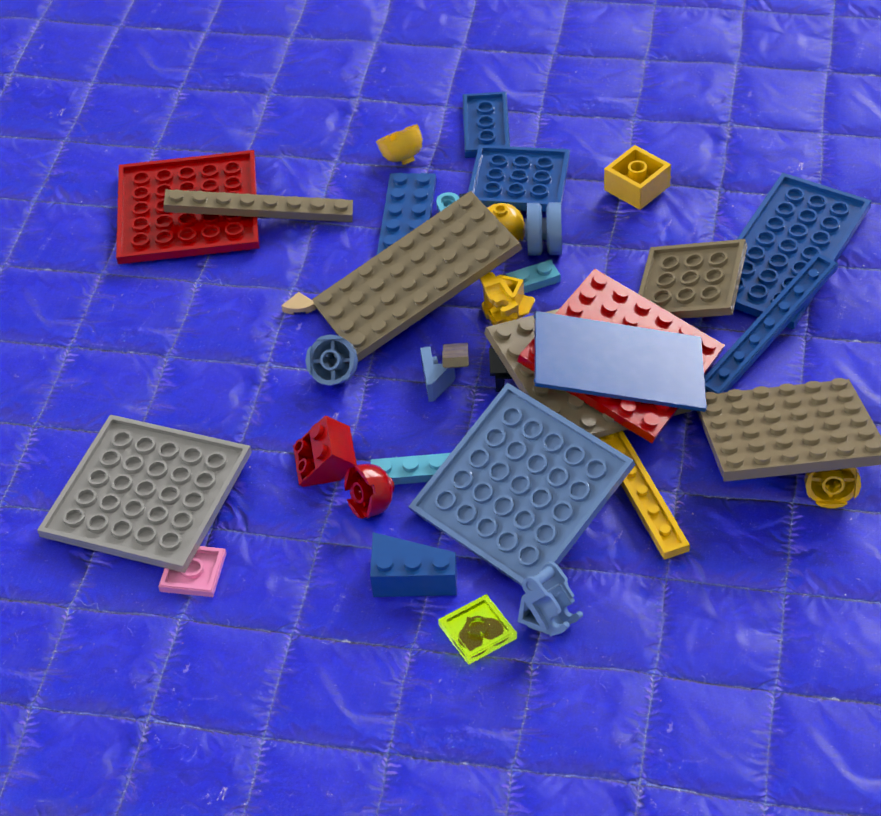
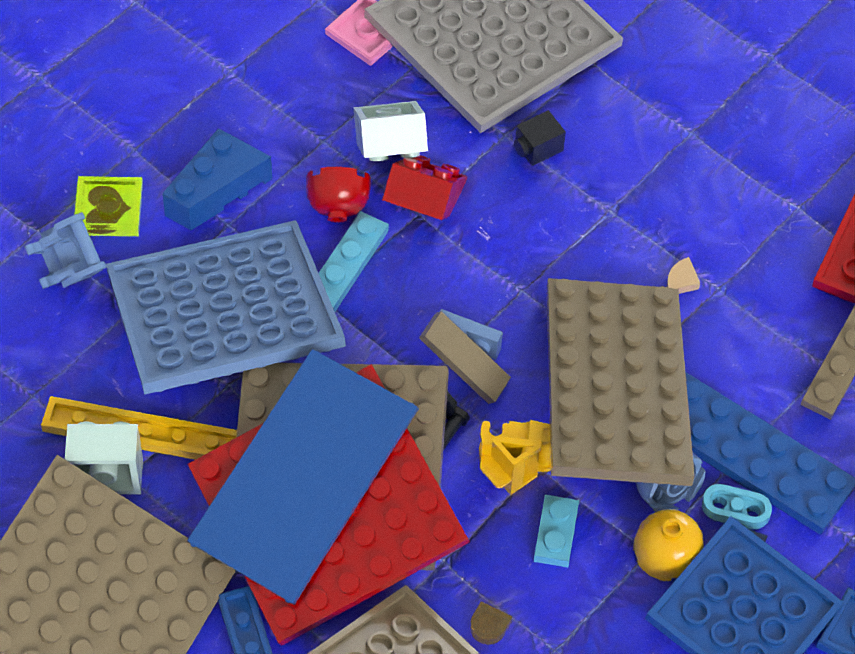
camera: 115 degrees right, 10 degrees up
(235, 416) = (539, 138): none -> black brick
(295, 482) = (390, 130): none -> light aqua brick
(331, 360) = (548, 248): medium blue cylinder -> none
(542, 229) = (609, 563): medium blue wheel -> none
(621, 274) = (489, 624): none -> clear yellow tile
(688, 485) = (107, 453): none -> light aqua brick

